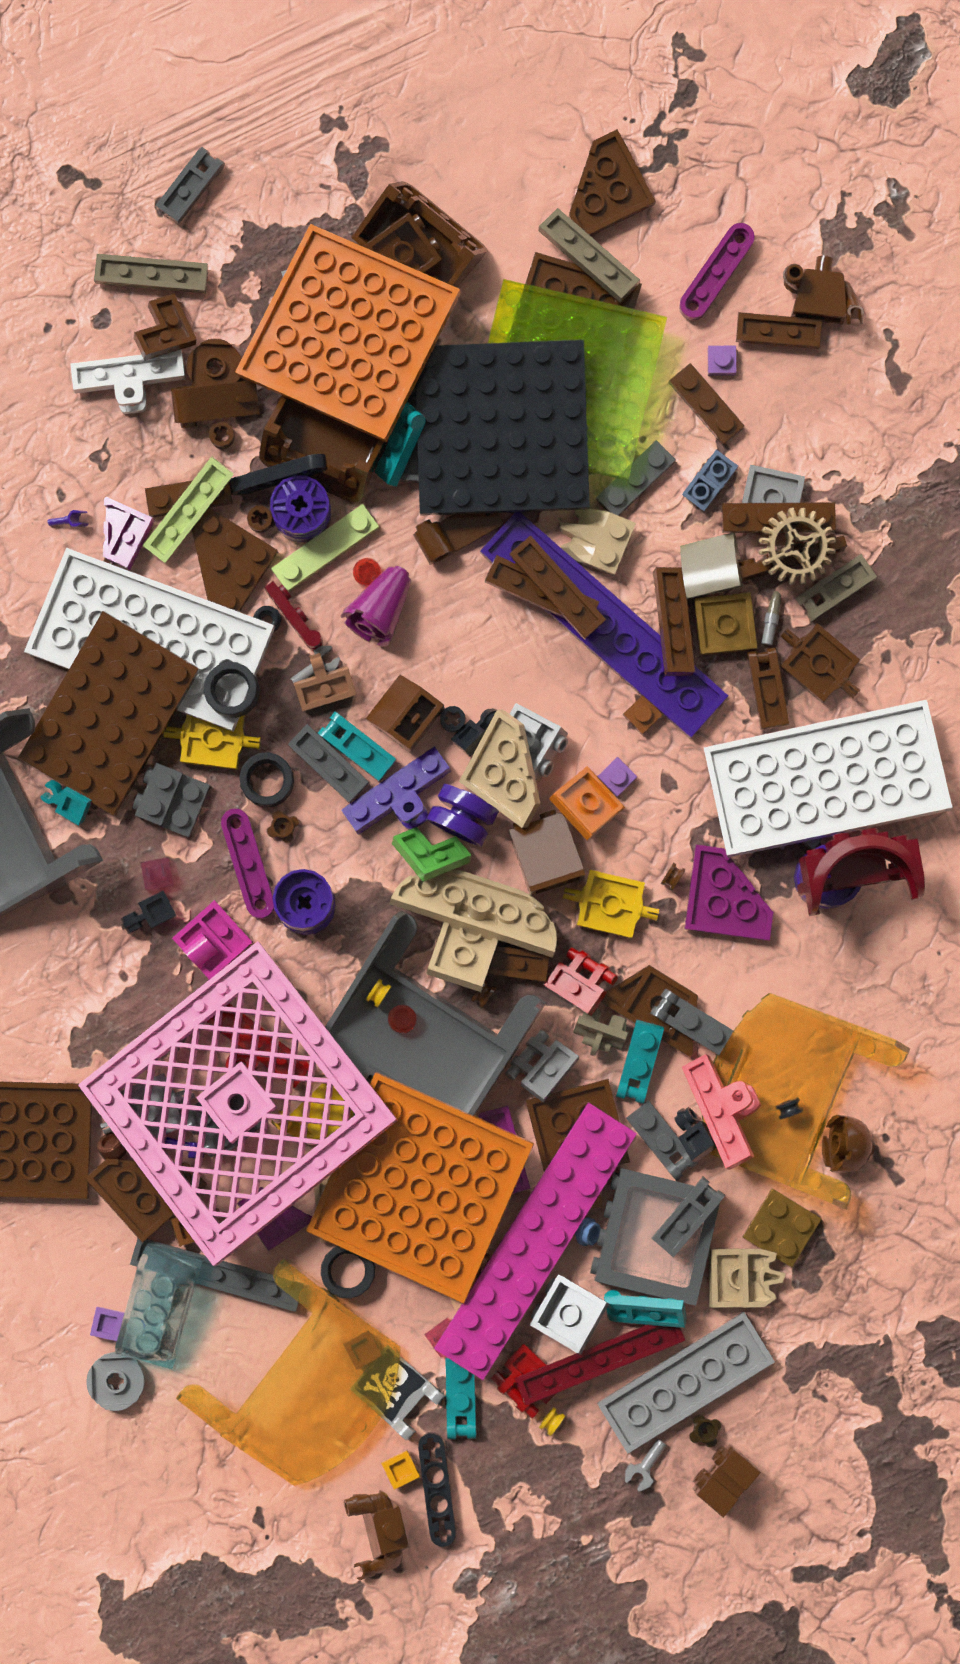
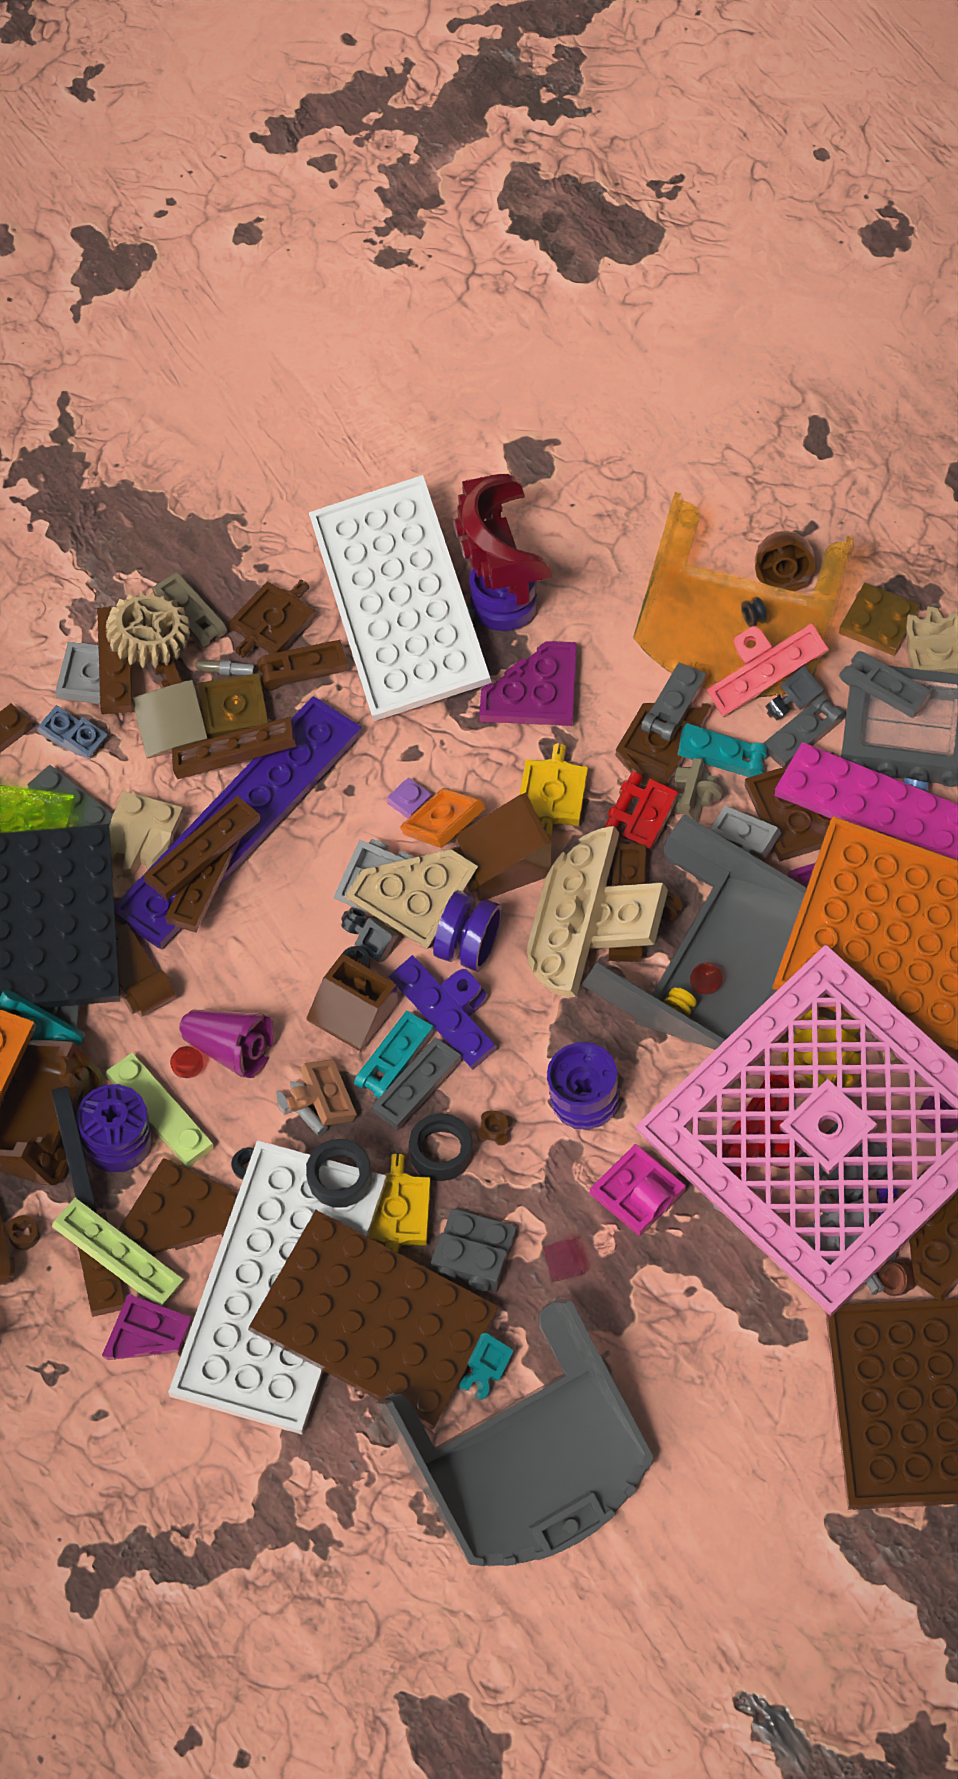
camera: 95 degrees left, 25 degrees down
(72, 519) = (132, 1399): dark purple hand -> none
(155, 910) = (609, 1255): black plate -> none
(247, 863) = (542, 1159): magenta plate -> none
(256, 526) = (130, 1172): reddish brown bush -> none
(295, 617) = (243, 1132): dark red plate -> none
(430, 860) = (520, 966): bright green plate -> none
(642, 715) = (338, 779): dark orange plate -> none
(672, 876) = (516, 736): reddish brown bush -> none

